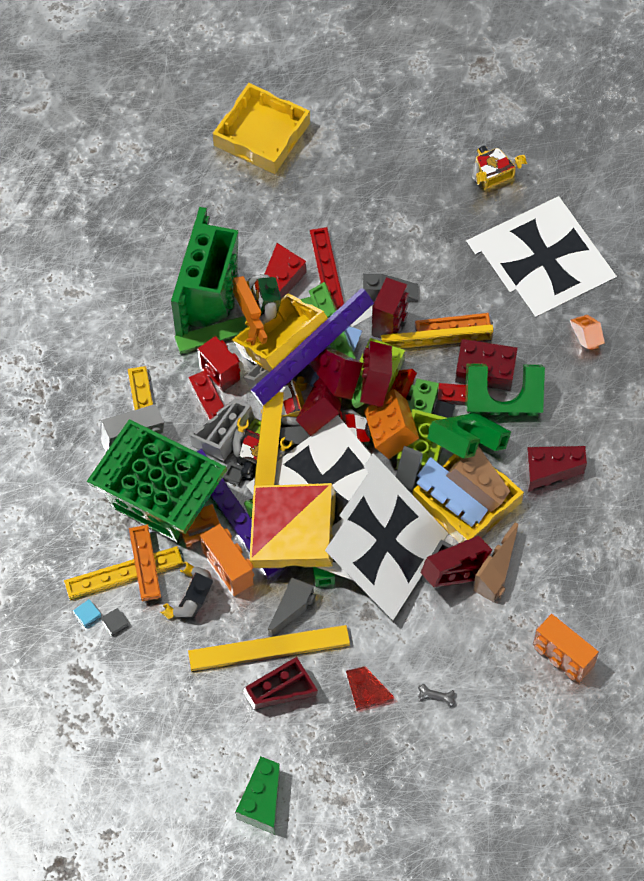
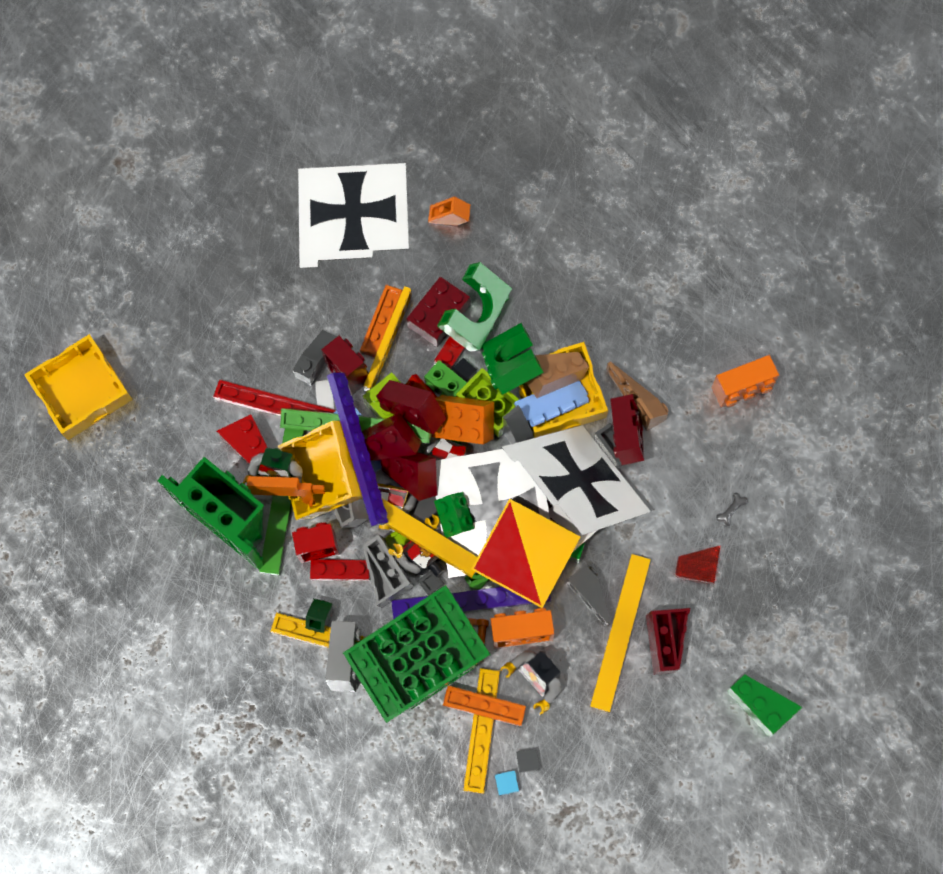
camera: 60 degrees left, 10 degrees up
(159, 395) = (318, 615): none -> dark green brick
(300, 456) = (454, 514): none -> green bracket
(495, 166) = (240, 204): torso -> none
(554, 464) = (563, 307): dark red wedge -> none

